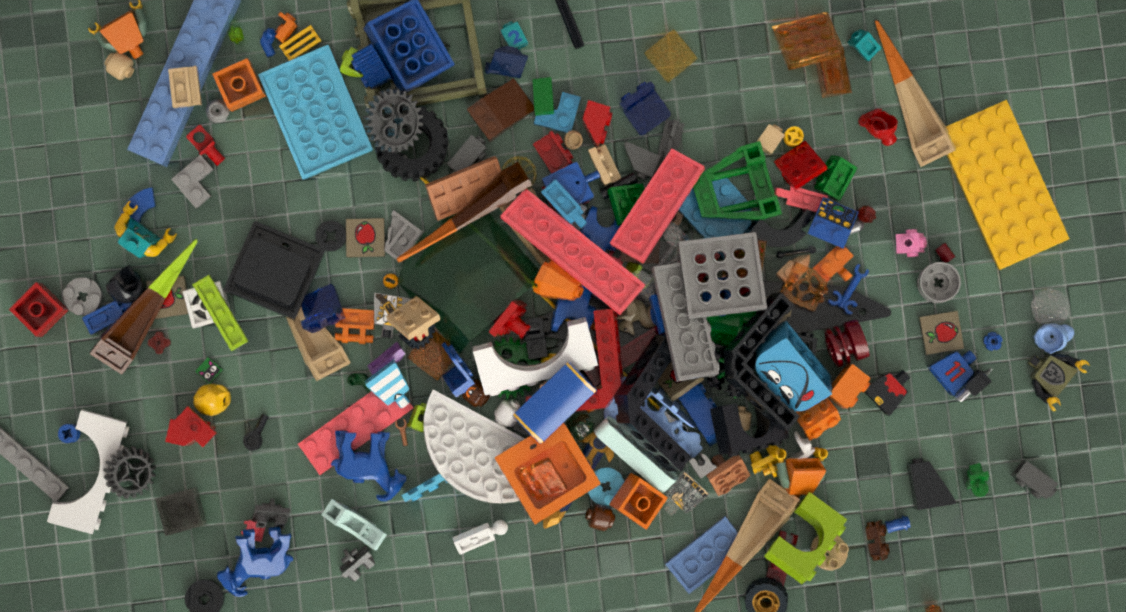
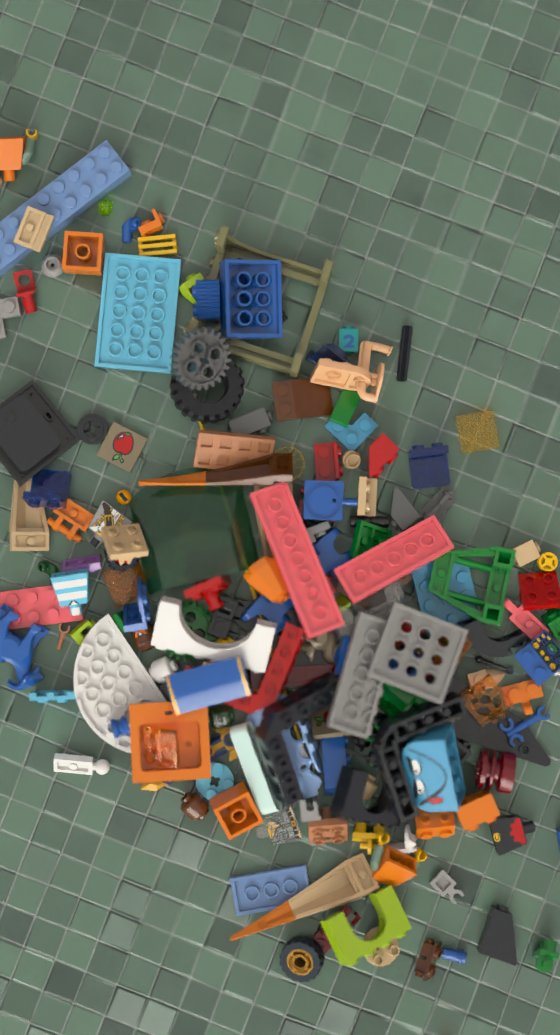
camera: 25 degrees right, 0 degrees up
(401, 236) = (154, 462): light grey wing -> none
(445, 390) = (118, 620): none -> green tile
(497, 482) = (120, 727): none -> blue wheel
(535, 66) = (353, 377): none -> light nougat plate
(564, 203) = (312, 513): dark azure hinge -> none
(856, 467) = (445, 884): none -> light grey plate

